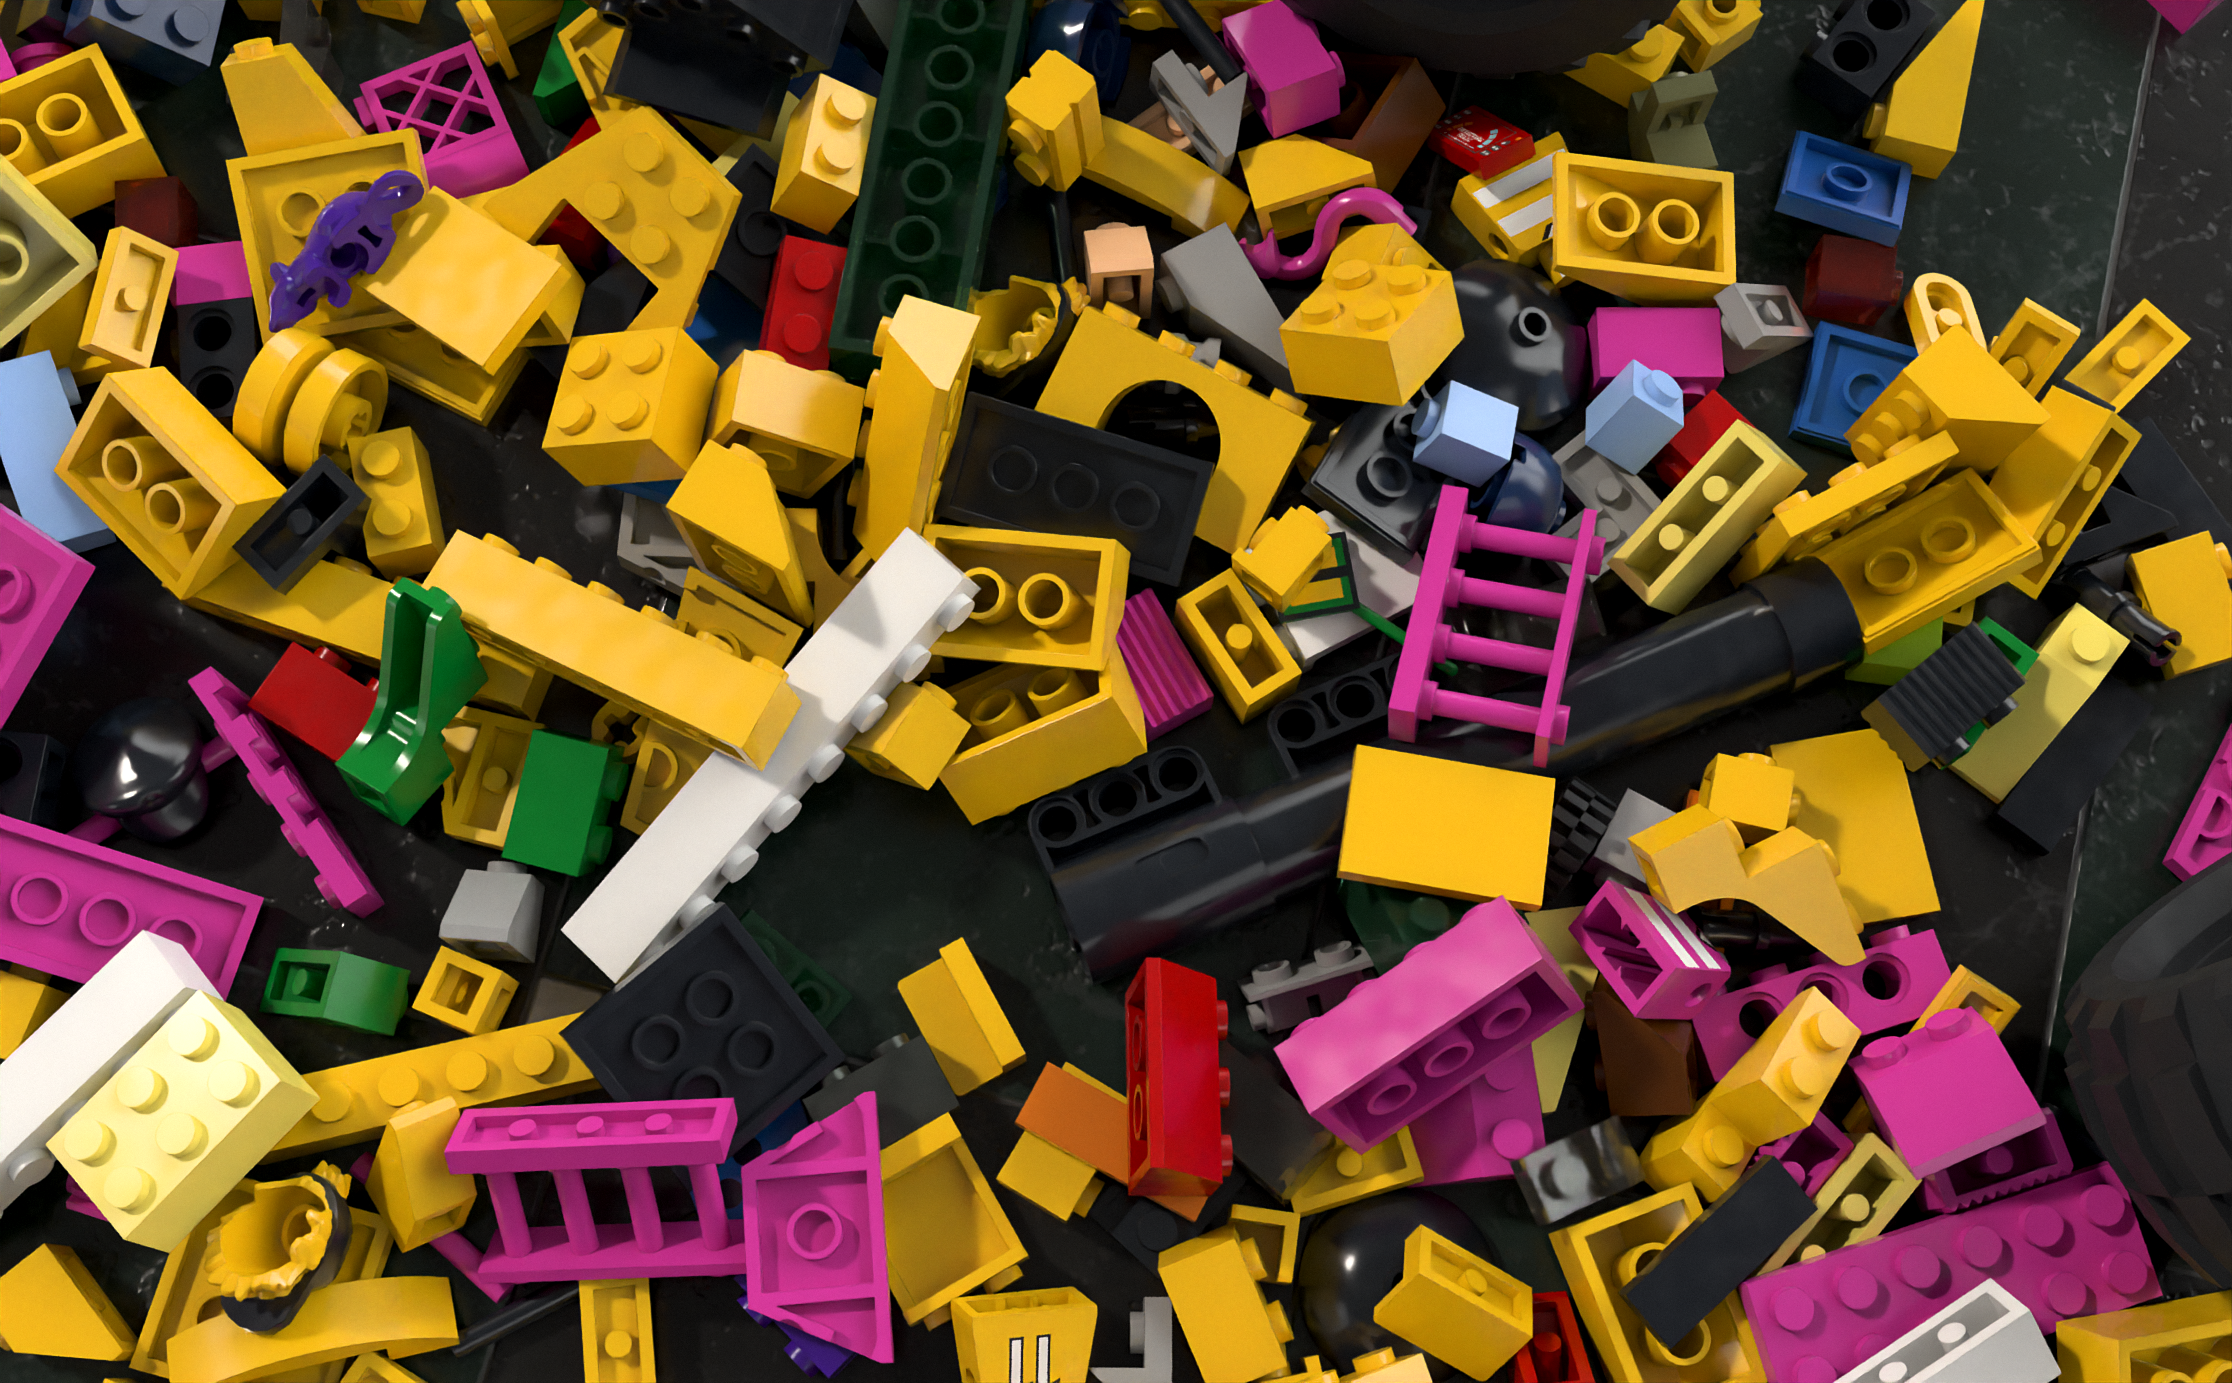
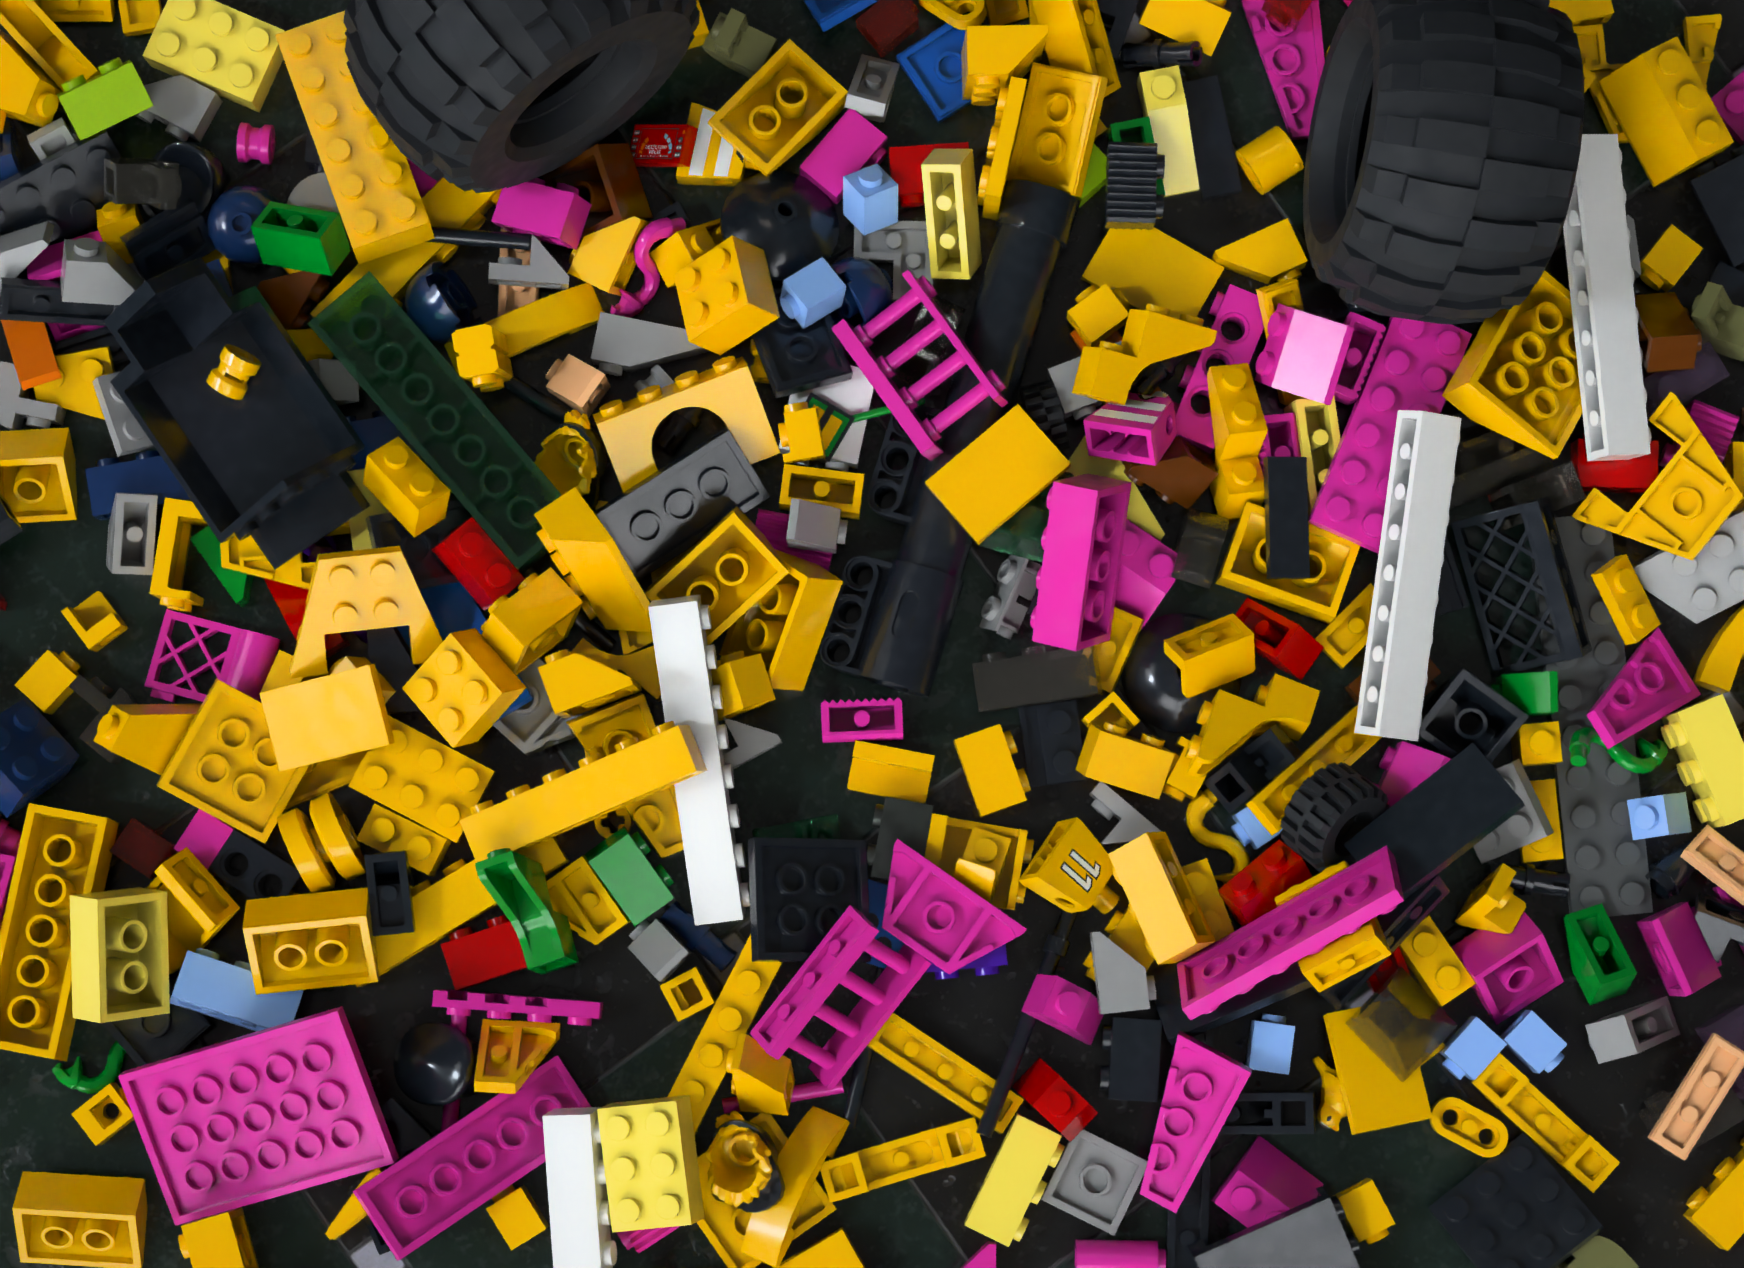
camera: 45 degrees left, 10 degrees up
(218, 837) = (511, 1053): none -> yellow wing
(336, 990) = (631, 1056): green slope -> none
(346, 238) = (253, 761): dark purple animal -> none
(486, 458) = (423, 780): none -> yellow brick
(555, 953) = (698, 936): none -> dark blue pin
(851, 815) = (750, 741): none -> light grey slope
(936, 1233) = (983, 862): none -> yellow slope
(994, 925) = (862, 720): none -> dark pink brick
(1089, 1128) = (1012, 745): orange tile -> none
(1175, 1082) = (1009, 698): red slope -> none
(1183, 658) = (815, 527): none -> light grey slope
(2004, 941) = (1265, 255): none -> yellow slope
(2120, 853) = (1269, 160): none -> yellow piece

